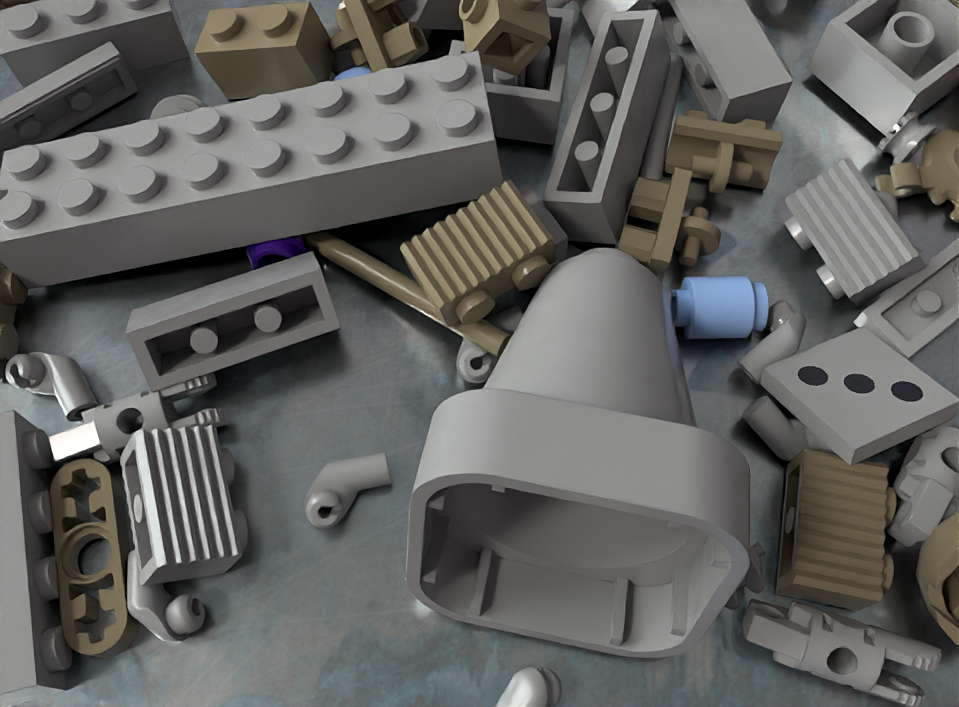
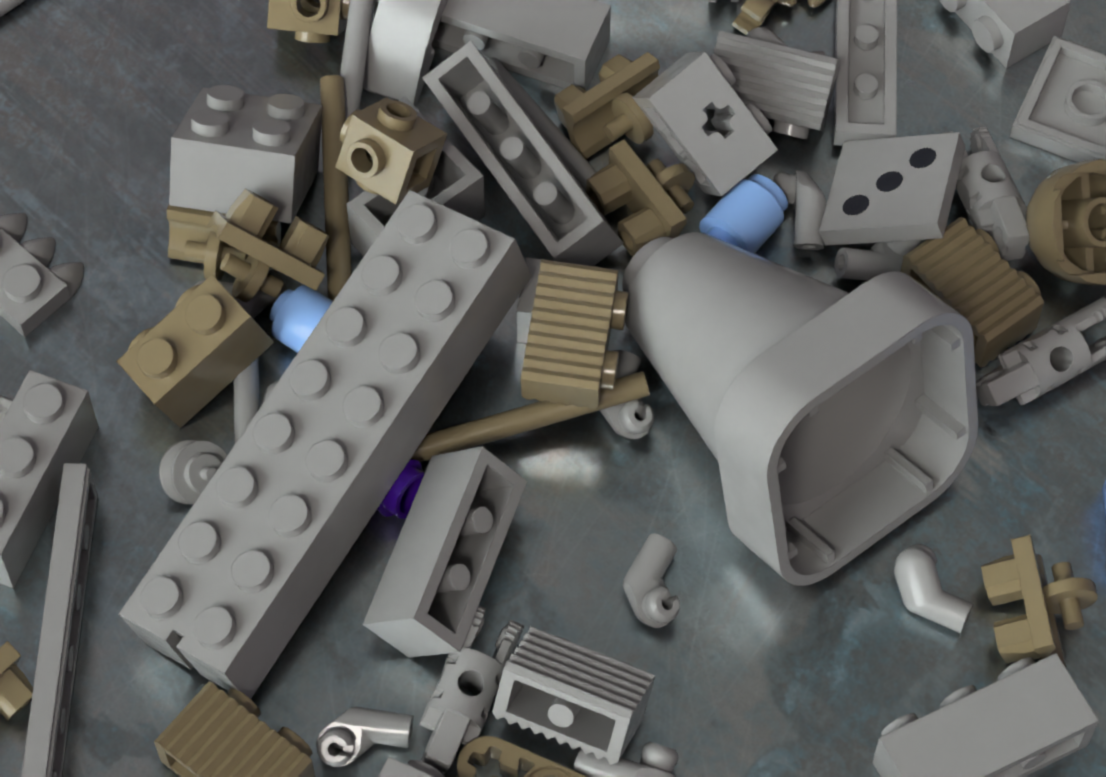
camera: 50 degrees left, 5 degrees down
(742, 243) = (676, 107): none -> light grey brick

